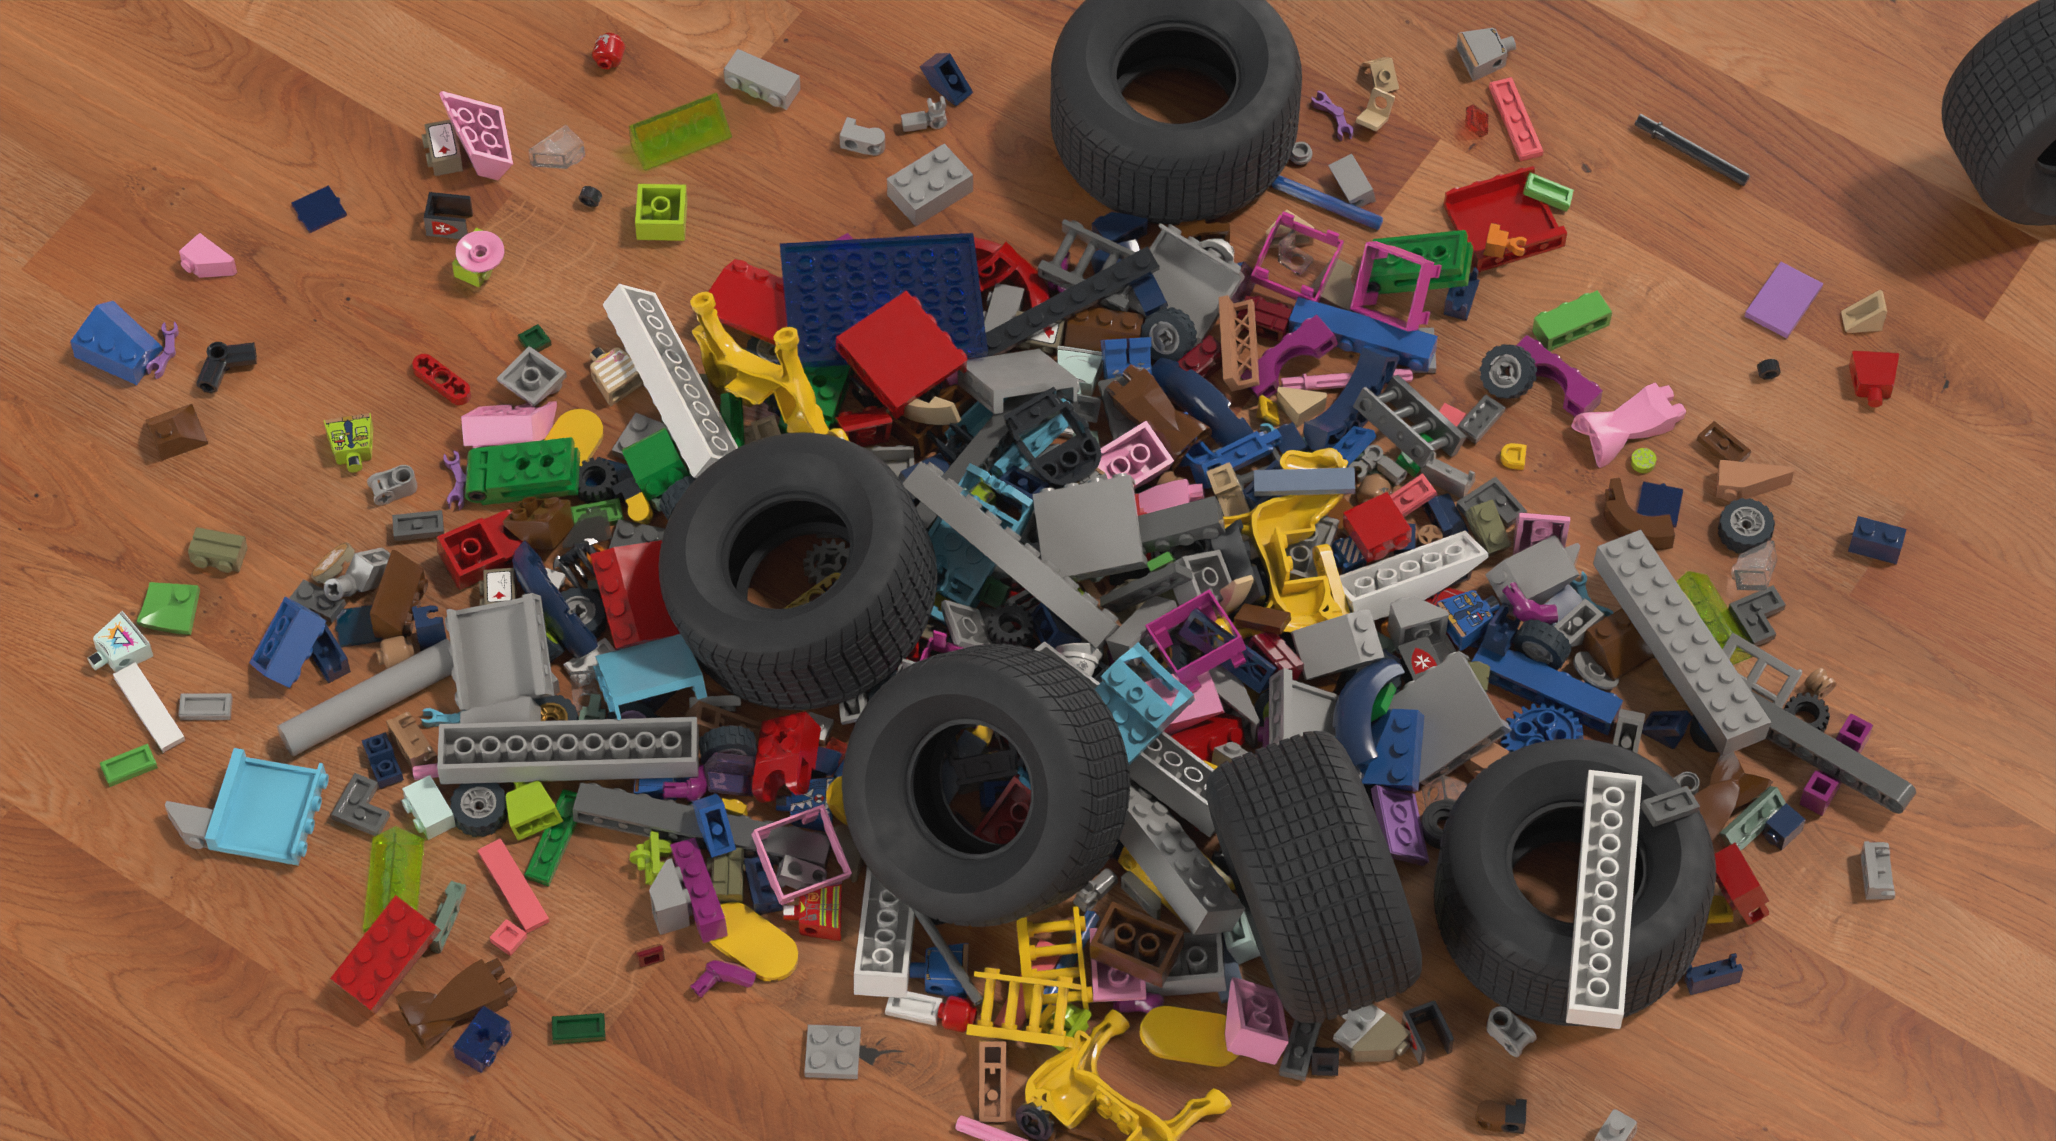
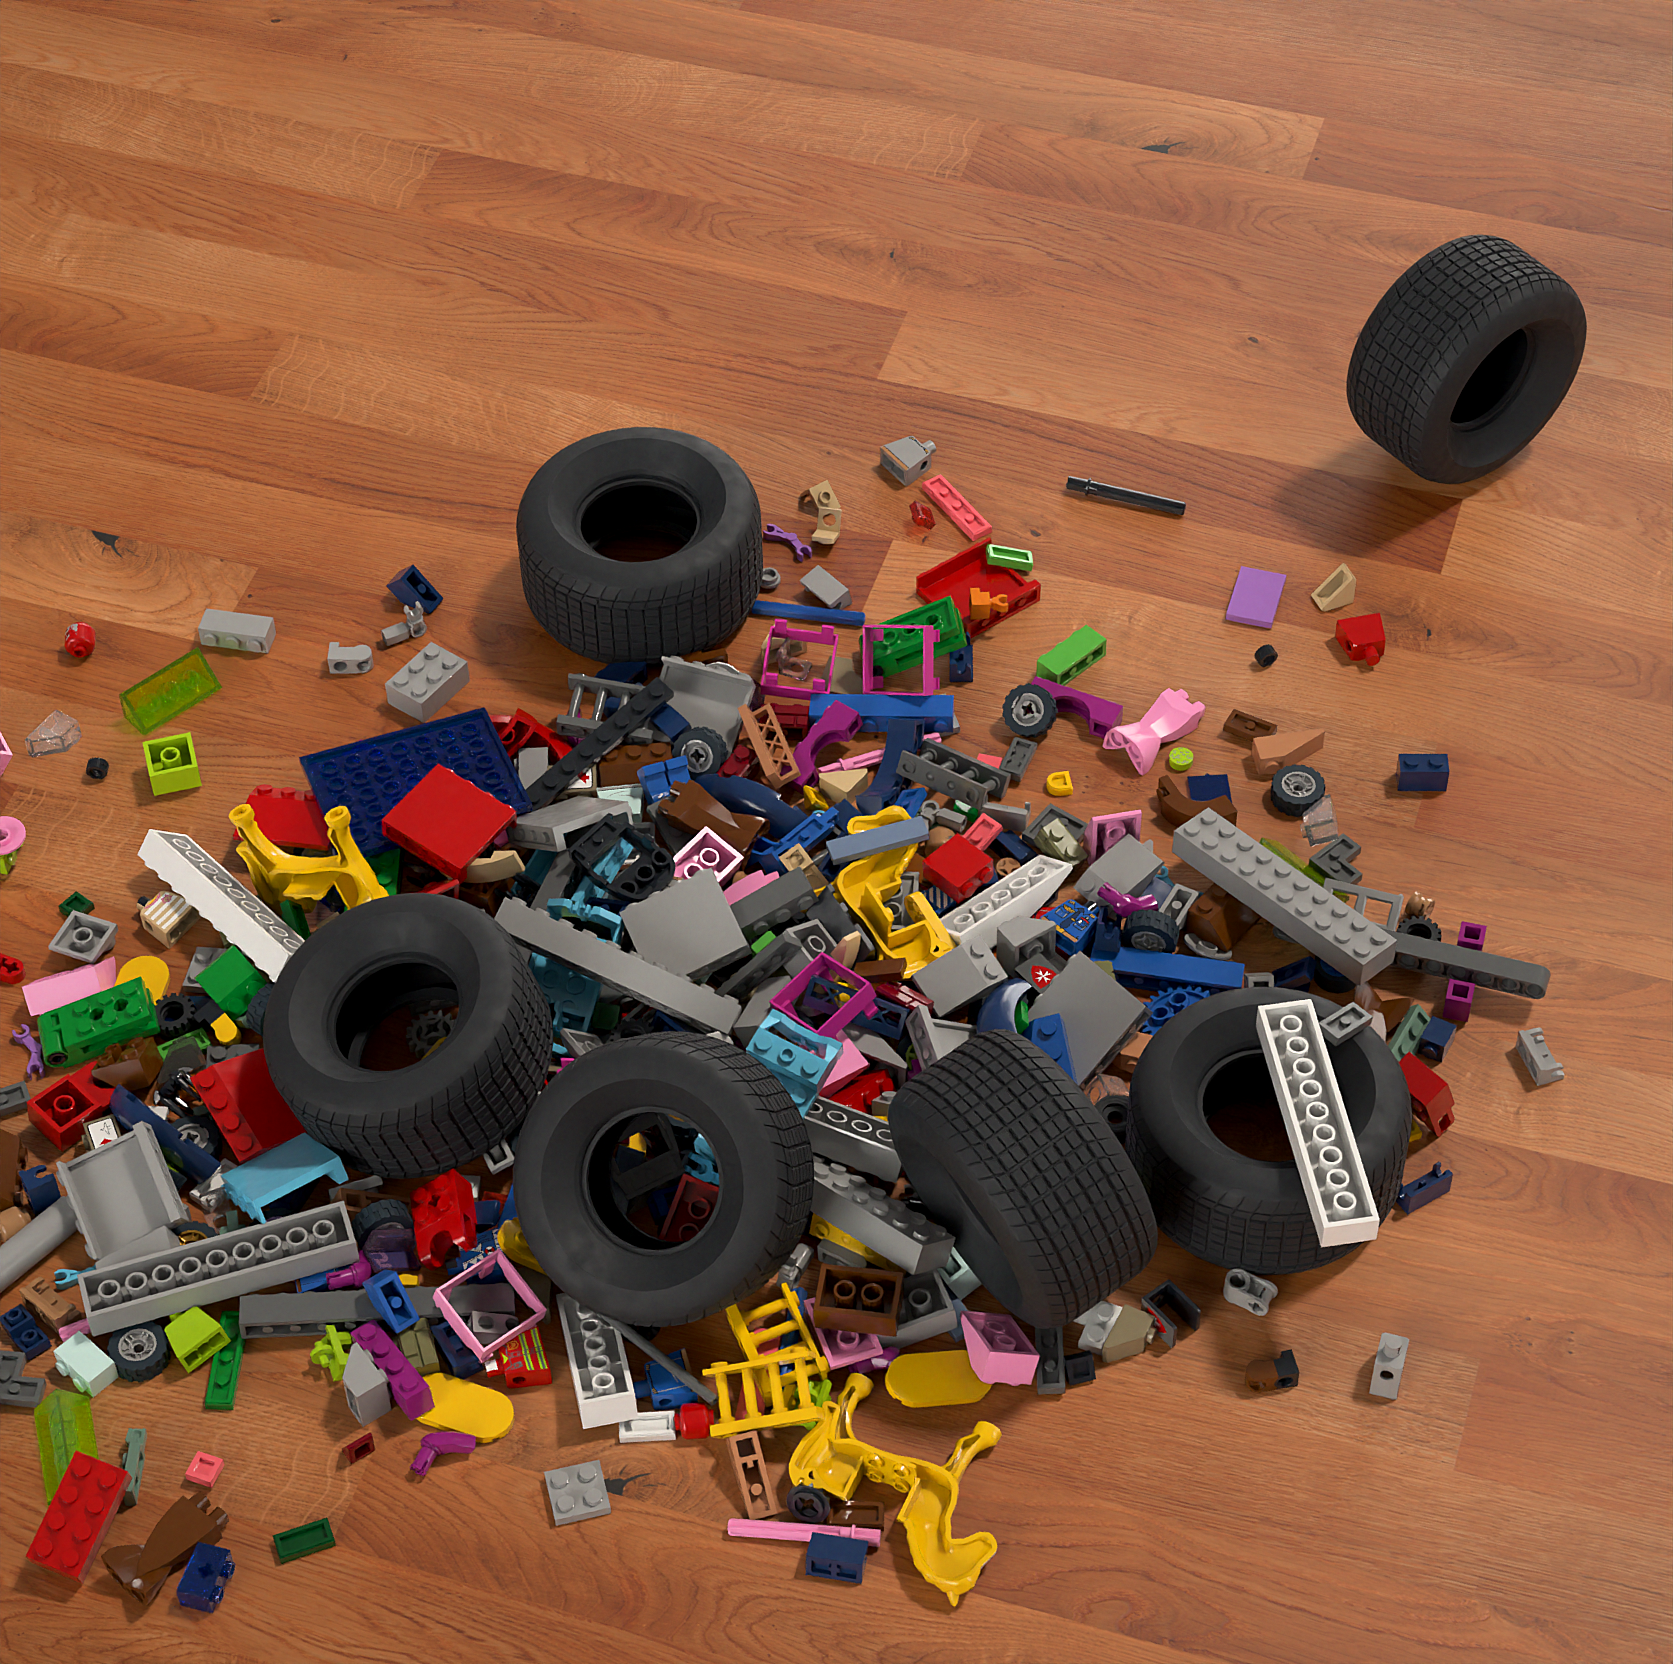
camera: 15 degrees left, 10 degrees down
(513, 886) = (196, 1418): coral tile -> none

